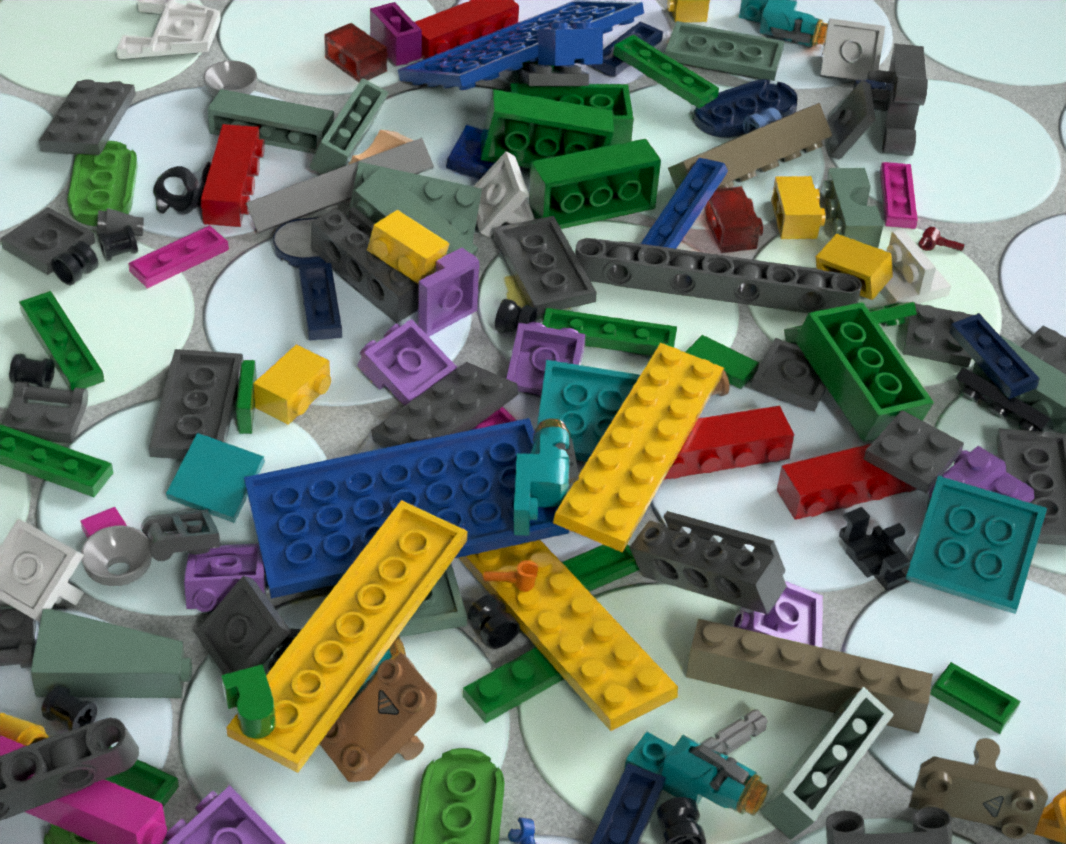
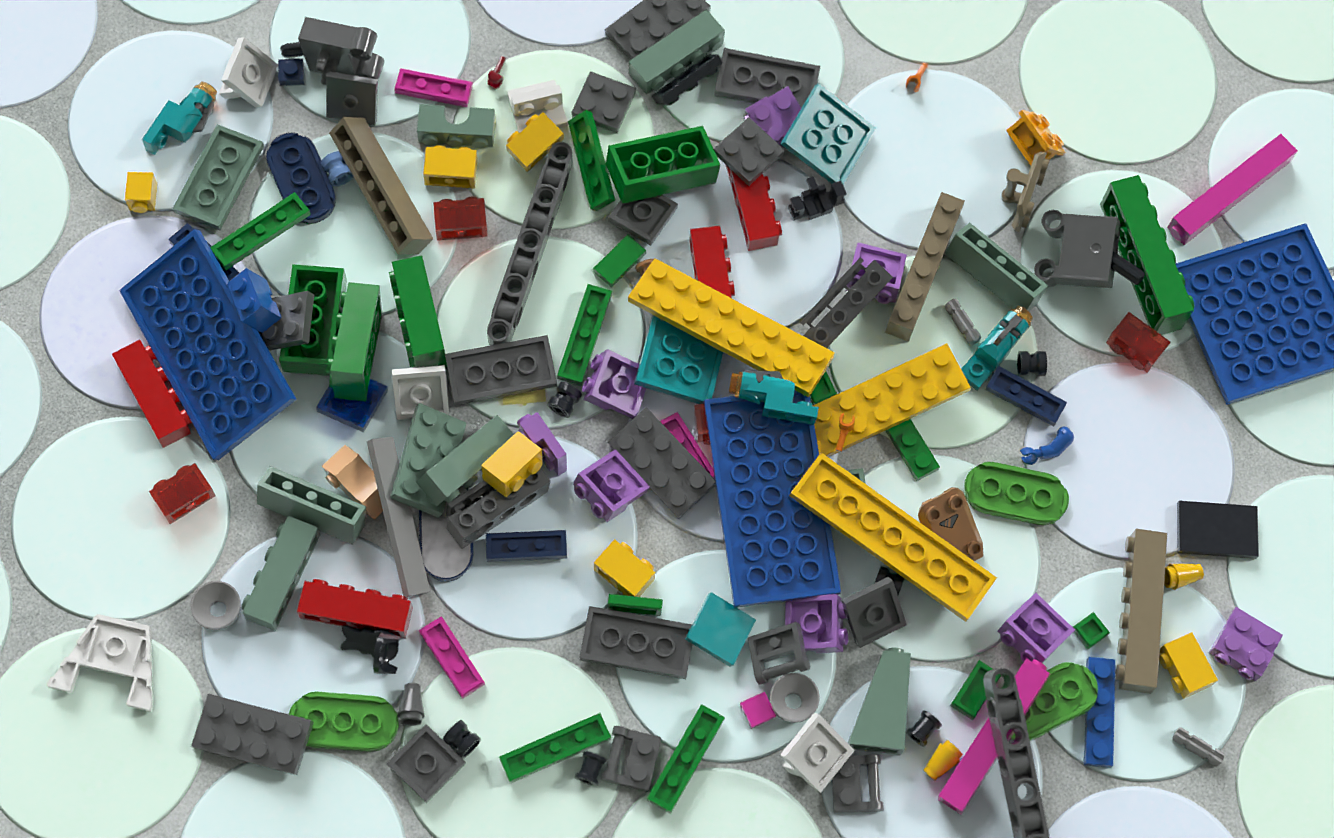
camera: 85 degrees left, 25 degrees up
(125, 236) = (437, 705): black bush -> none
(254, 701) = (960, 596): green leg -> none
(396, 32) = (165, 454): magenta brick -> none
(495, 624) = (866, 452): black wheel -> none
(686, 204) = (457, 252): blue plate -> none
(975, 698) = (938, 173): green tile -> none
(994, 356) = (660, 72): dark blue plate -> none

